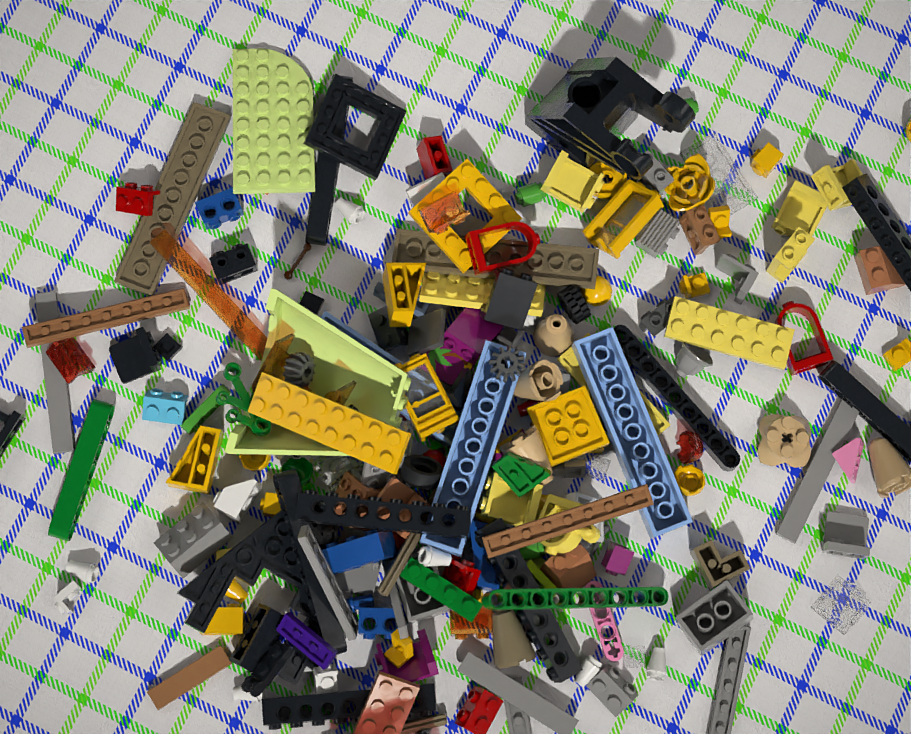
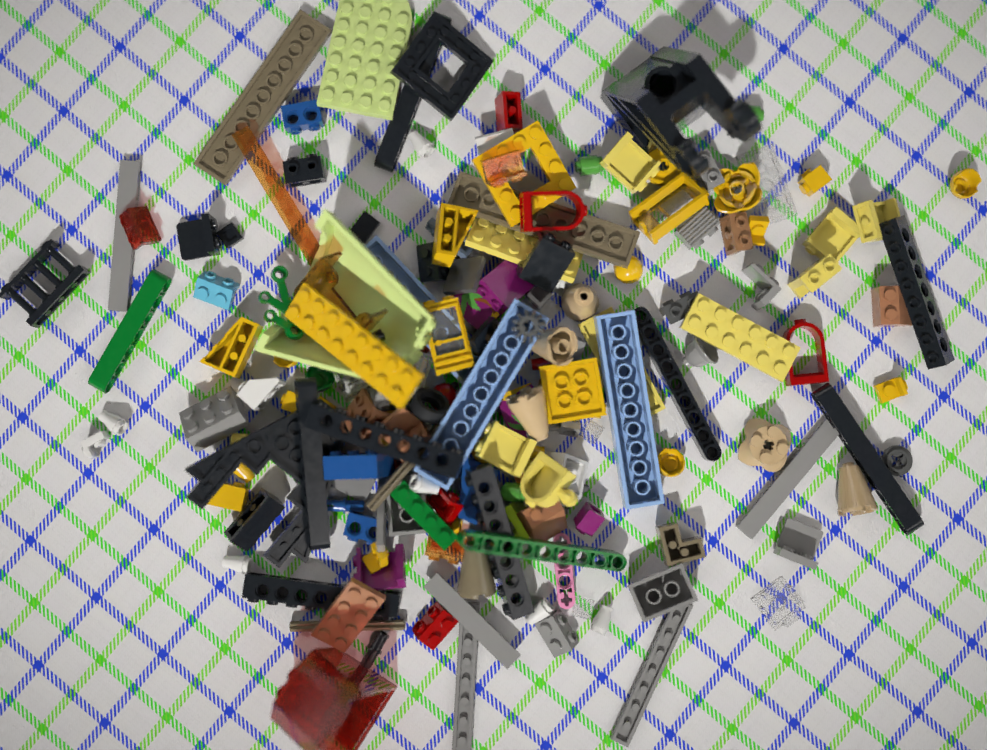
camera: 10 degrees right, 10 degrees up
(105, 318) = (177, 196): medium nougat tile -> none
(135, 199) = (228, 90): red bracket -> none
(189, 677) = (187, 538): medium nougat tile -> none
(204, 411) = (250, 301): bright green beam -> none
(267, 669) = (255, 549): black hinge -> none
(288, 274) = (352, 192): reddish brown hinge -> none
(299, 369) = (339, 286): dark grey gear -> none
(306, 640) = (294, 533): dark purple plate -> none
(325, 679) = (306, 567): white bracket -> none
(328, 582) = (323, 486): light grey tile -> none
(520, 473) = (518, 427): green wing -> none
(567, 521) = (551, 483): medium nougat tile -> none
(574, 304) = (604, 278): black tyre -> none
(690, 446) = (679, 433): clear red hair -> none
(694, 285) = (718, 284): yellow bracket -> none
(849, 458) = (819, 474): bright pink slope -> none

